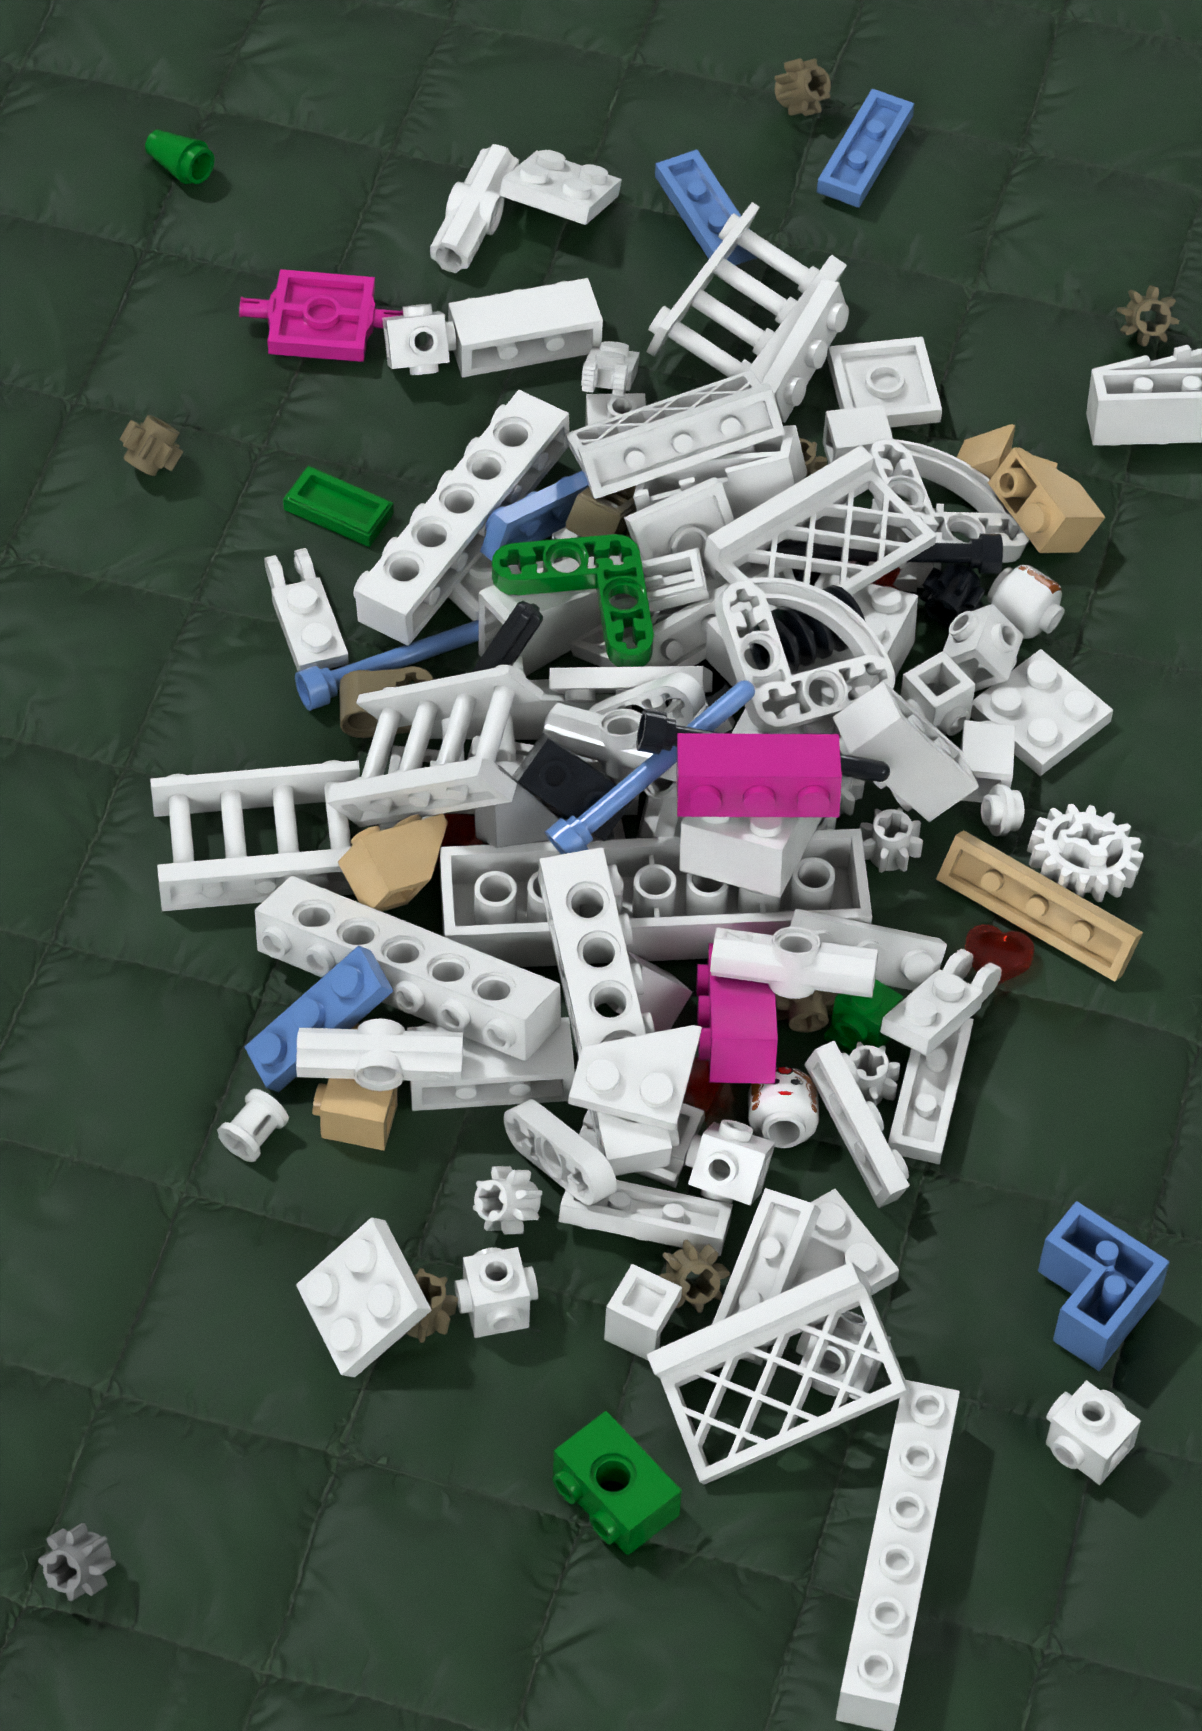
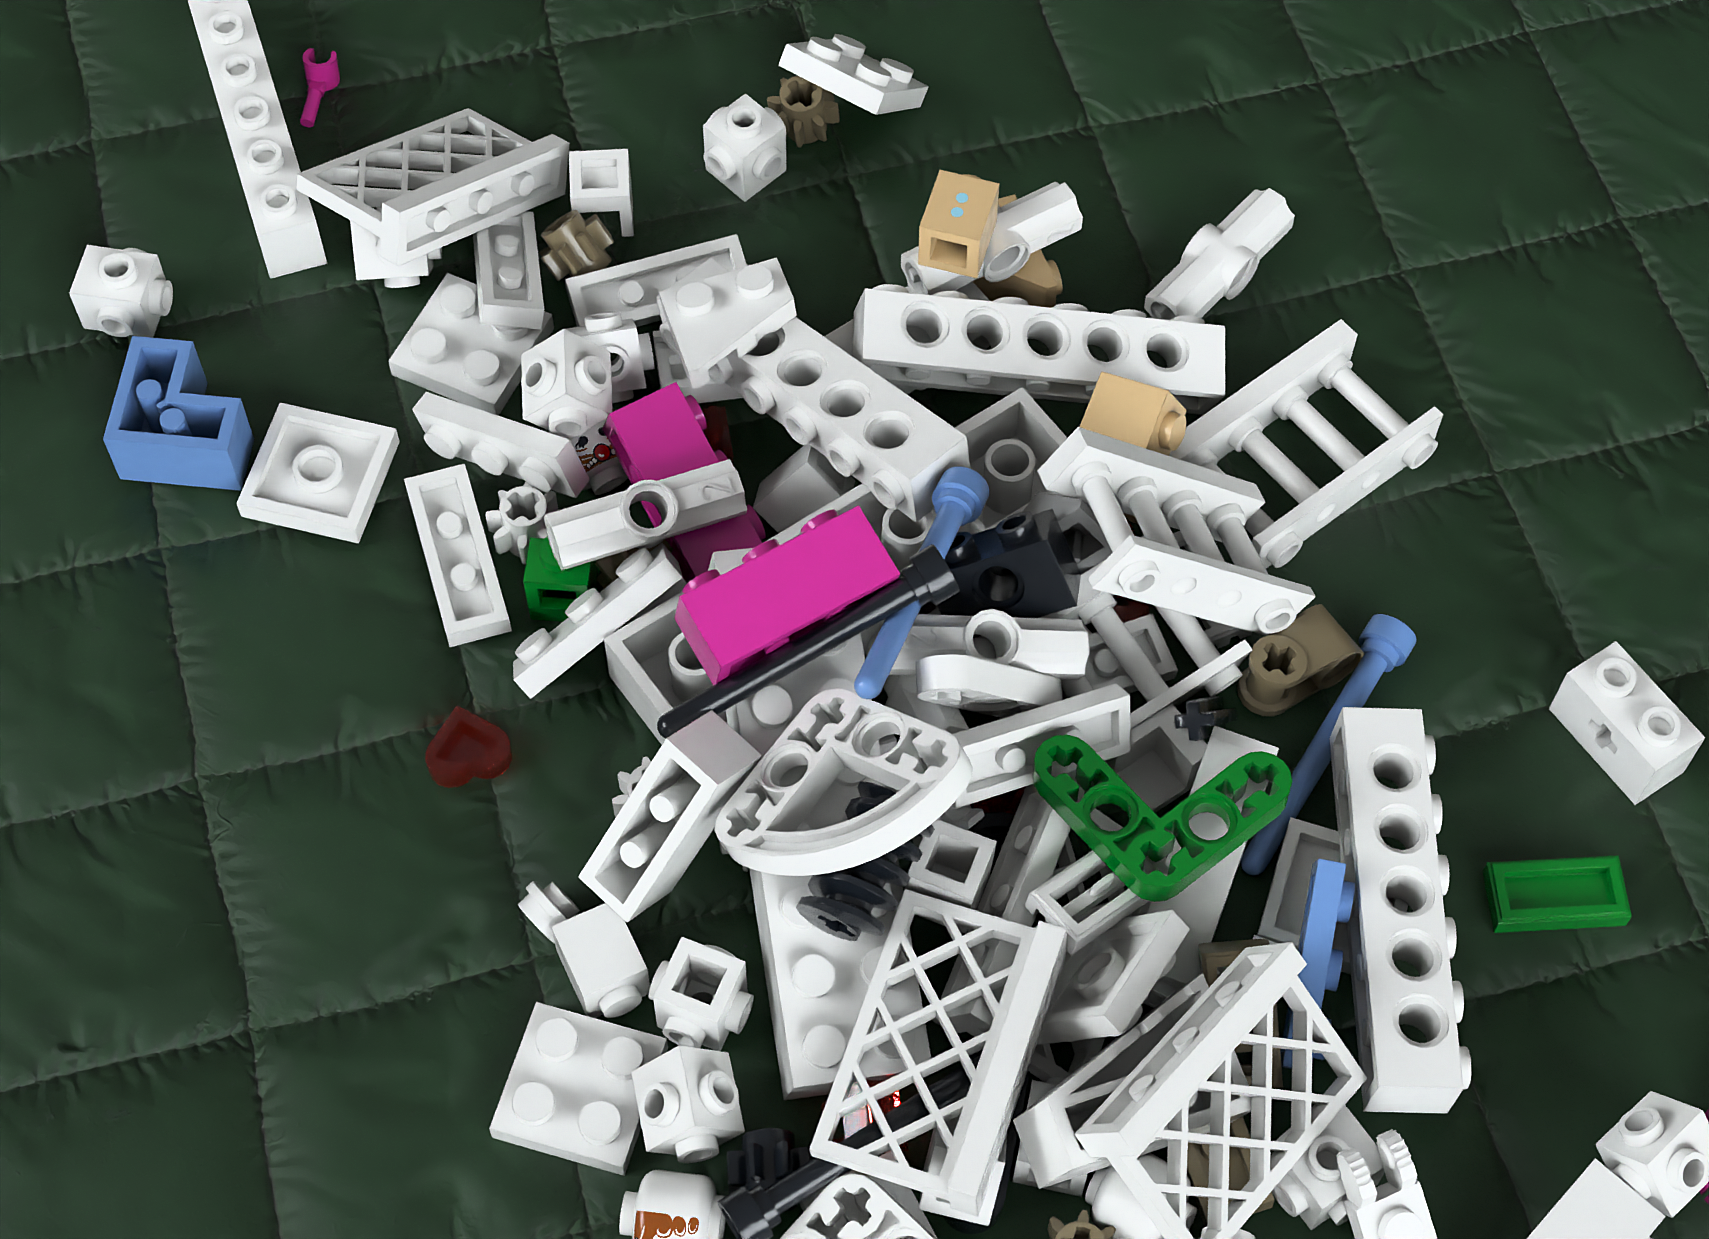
camera: 150 degrees right, 5 degrees up
(193, 1001) = (1221, 258): none -> white piece
(210, 553) = (1626, 722): none -> white brick
(253, 1125) = (1077, 169): white bush -> none
(306, 615) = (1478, 734): white hinge -> none
(333, 1002) = (1081, 266): medium blue plate -> none
(417, 1028) = (958, 223): none -> tan brick
(507, 1200) = (792, 227): white gear -> none
(560, 1152) = (816, 300): white beam -> none
(608, 1453) = (535, 60): green brick -> none
(791, 1092) = (566, 384): none -> white brick
(819, 1582) = (319, 79): none -> dark pink hand
(940, 1004) = (486, 613): white hinge -> none
(1000, 1204) = (318, 472): none -> white plate
(1039, 905) = (417, 811): tan plate -> none
(1085, 852) = (406, 918): white gear -> none

